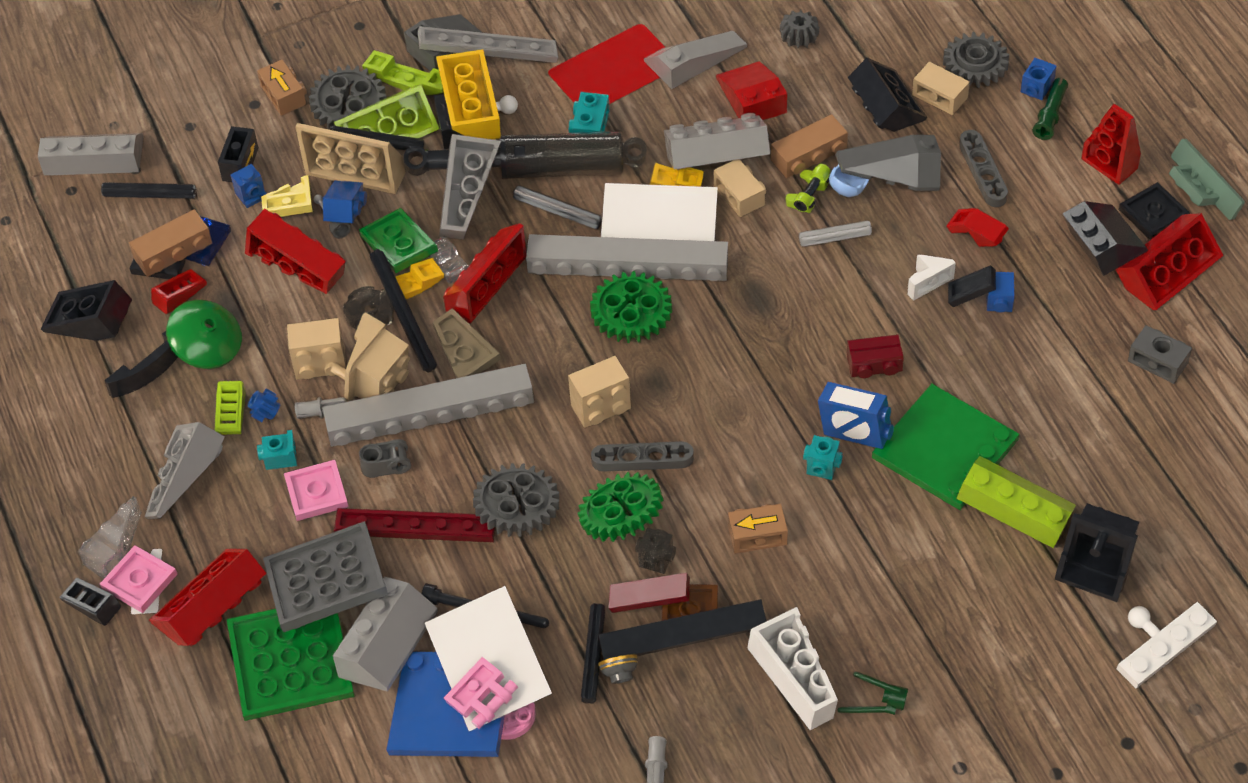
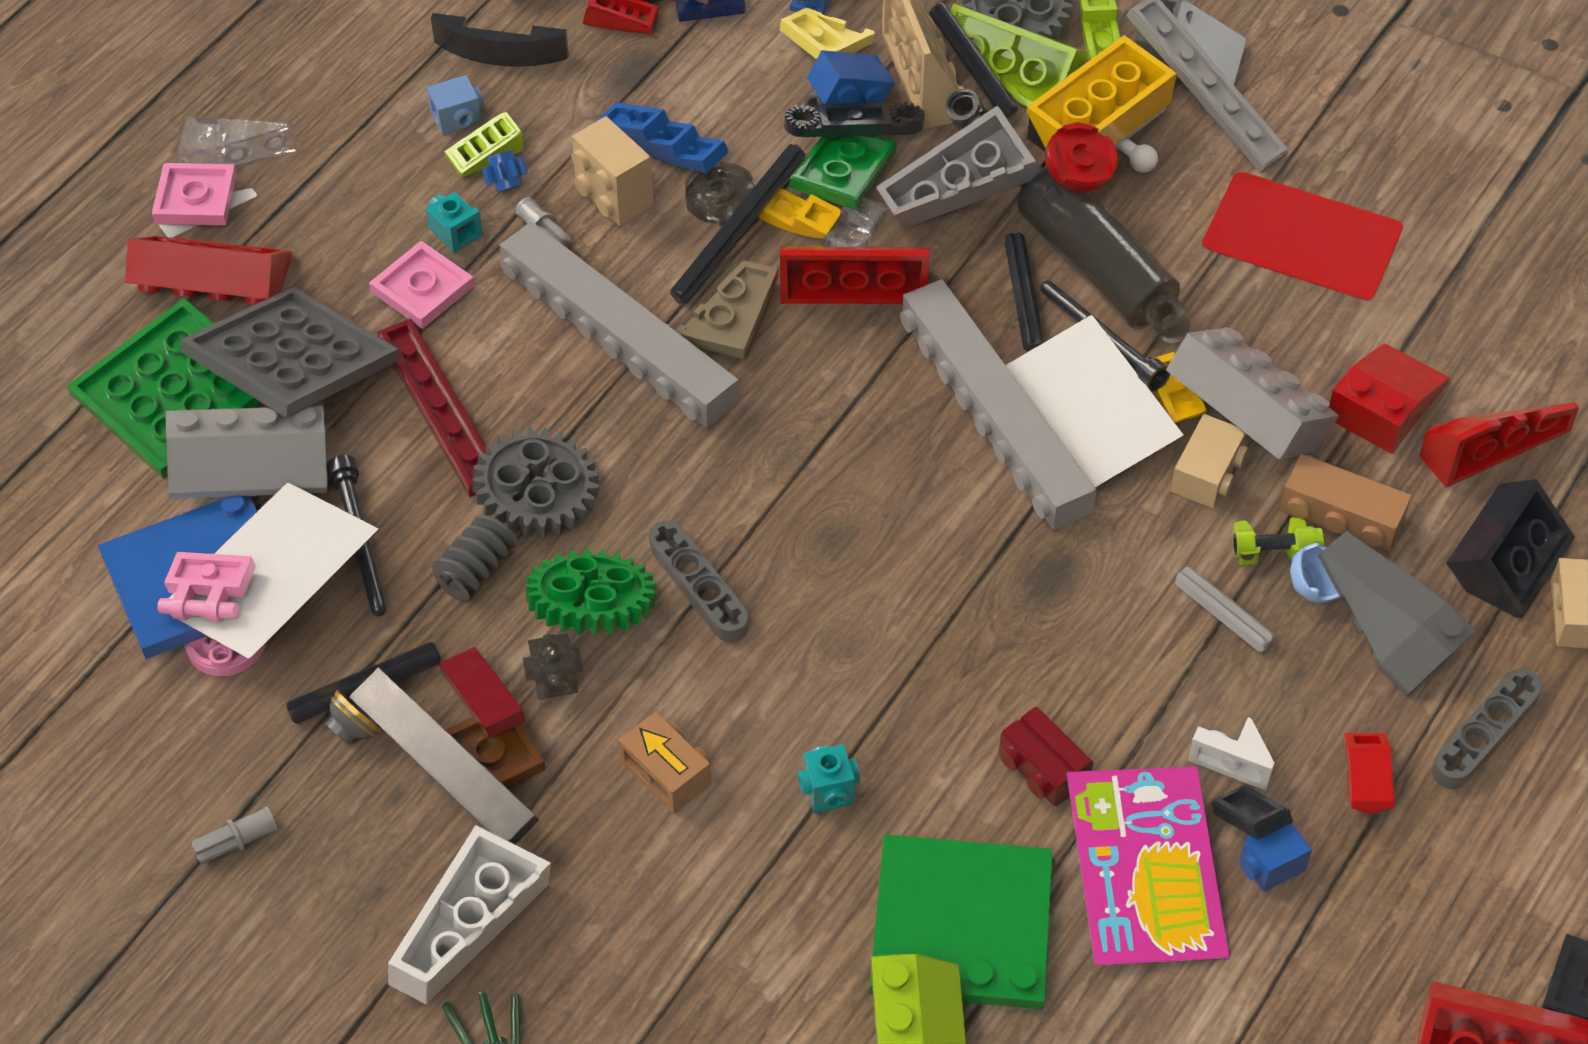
camera: 55 degrees right, 0 degrees up
(104, 608) = (142, 172): black slope -> none
(184, 406) = (455, 104): none -> medium blue brick
(188, 455) = (389, 146): light grey wedge -> none
(196, 342) = (562, 83): green dish -> none
(293, 251) = (742, 75): red wedge -> none
(313, 308) = (665, 139): none -> blue slope
(373, 216) = (854, 120): none -> black plate
(376, 361) = (624, 229): tan piece -> none
(384, 458) = (509, 321): dark grey piece -> none
(509, 121) = (1081, 157): none -> red tile
(549, 554) = (472, 556): none -> dark grey piece
(590, 113) = (1191, 246): teal brick -> none
(599, 391) = (749, 477): tan brick -> none
(631, 307) = (920, 446): green gear -> none
(664, 178) = (1150, 371): none -> black piece
(686, 60) = (1388, 302): light grey wedge -> none
(799, 29) = (1539, 385): dark grey gear -> none
(812, 71) = (1482, 441): none -> red wedge
(855, 415) = (910, 775): blue brick -> none
(970, 347) = (1147, 865): none -> sticker
(1103, 235) = (1473, 932): black slope -> none

